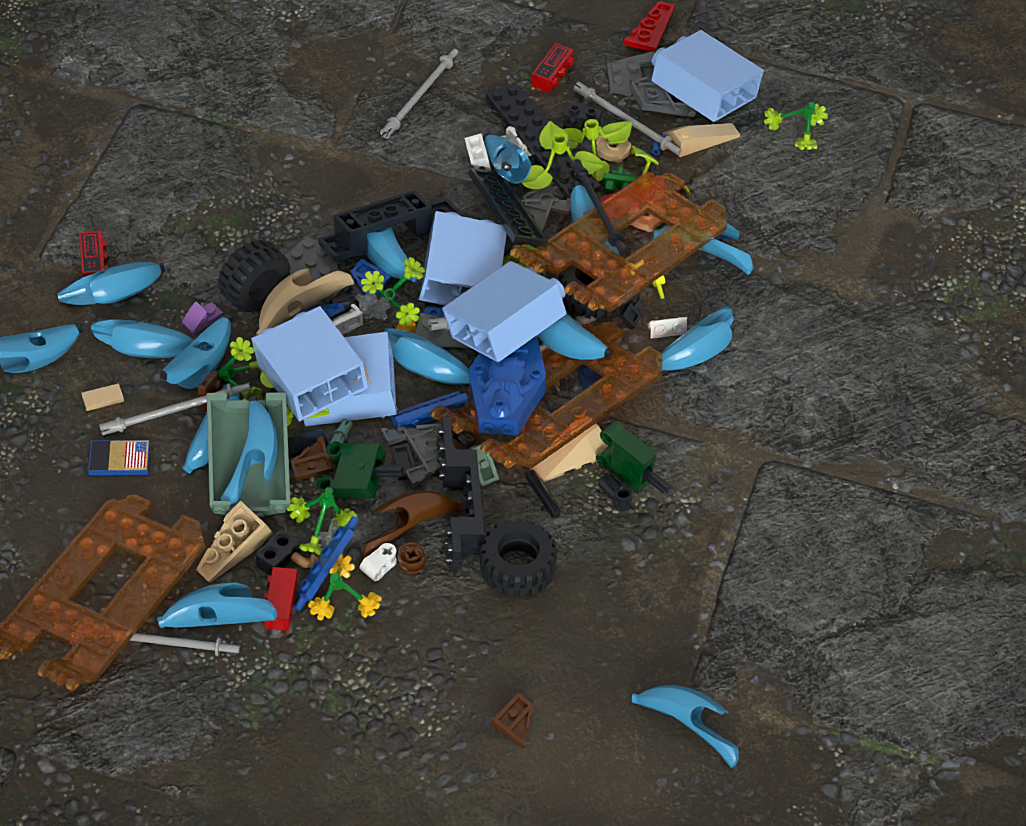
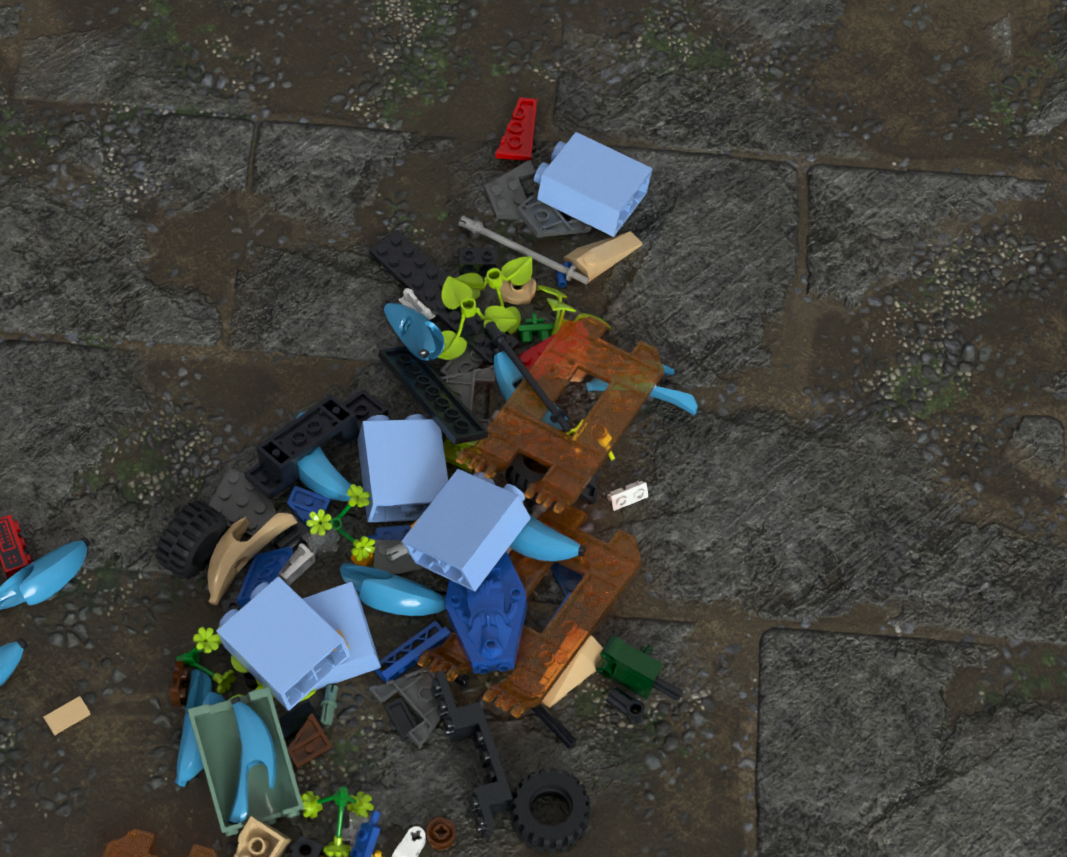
camera: 15 degrees left, 10 degrees up
(119, 457) = (105, 785): tile -> none
(121, 424) = (96, 746): light grey bar -> none
(141, 338) = (91, 638): dark azure piece -> none
(200, 356) = (159, 647): dark azure piece -> none
(201, 317) = (145, 593): medium lavender slope -> none
(357, 470) = (361, 749): dark green piece -> none
(393, 123) = (283, 307): light grey bar -> none
(411, 510) = (427, 782): reddish brown piece -> none
(477, 152) = (380, 327): white hinge -> none
(486, 467) = (491, 712): sand green slope -> none
(552, 68) = (431, 204): red brick -> none
(700, 341) = (668, 508): dark azure piece -> none
(812, 114) = (713, 205): lime plant -> none

